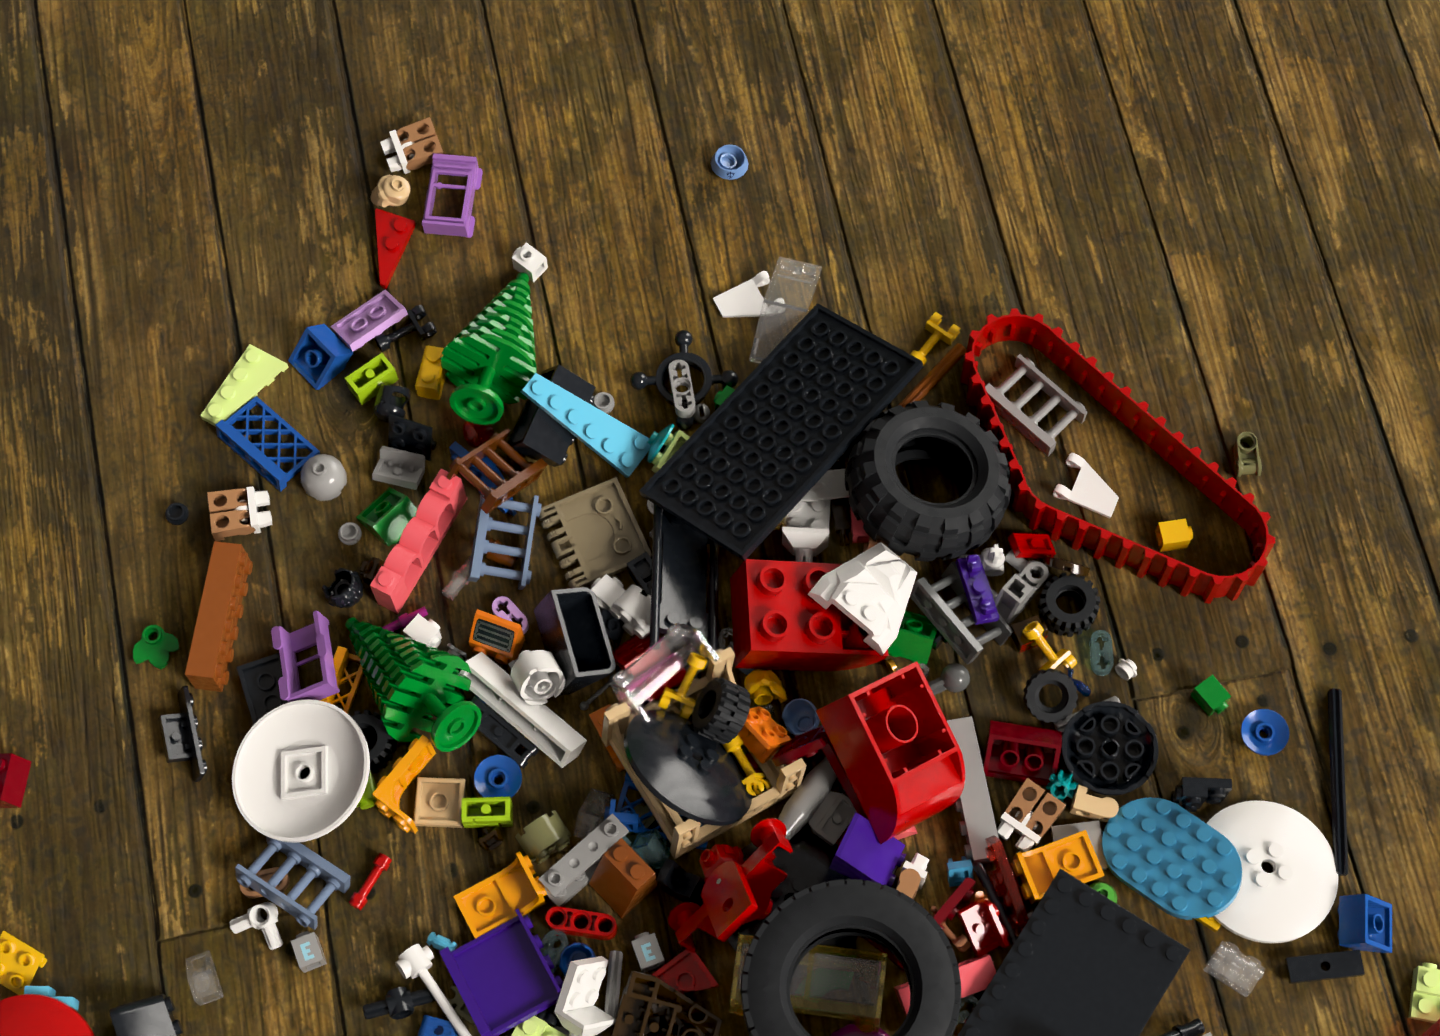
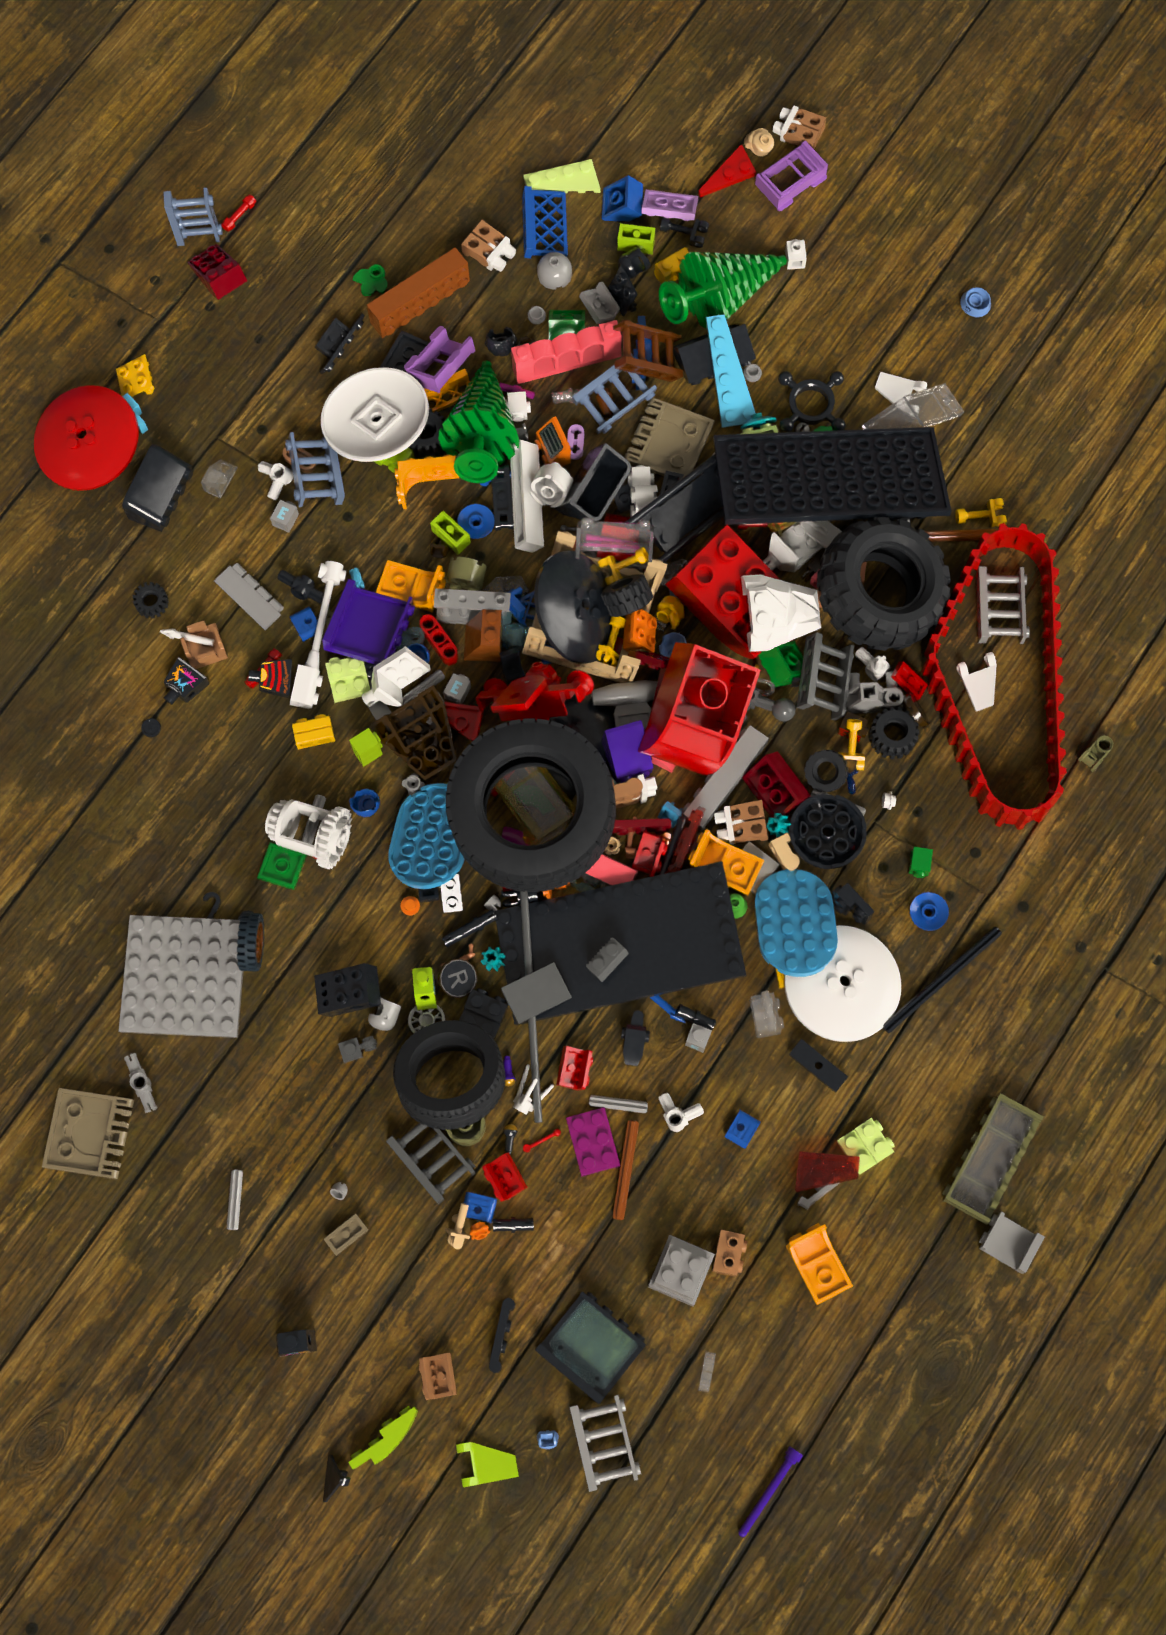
camera: 45 degrees right, 5 degrees up
(177, 513) = (456, 218): black plate -> none
(381, 863) = (338, 514): red bar -> none
(439, 802) = (432, 502): tan tile -> none
(476, 434) = (661, 322): clear red hair -> none
(688, 395) = (803, 397): light grey beam -> none
(977, 589) = (848, 673): dark purple plate -> none
(1095, 652) = (881, 775): clear light blue beam -> none
(1173, 535) = (1001, 755): yellow brick -> none
(1365, 923) = (868, 1067): blue slope -> none

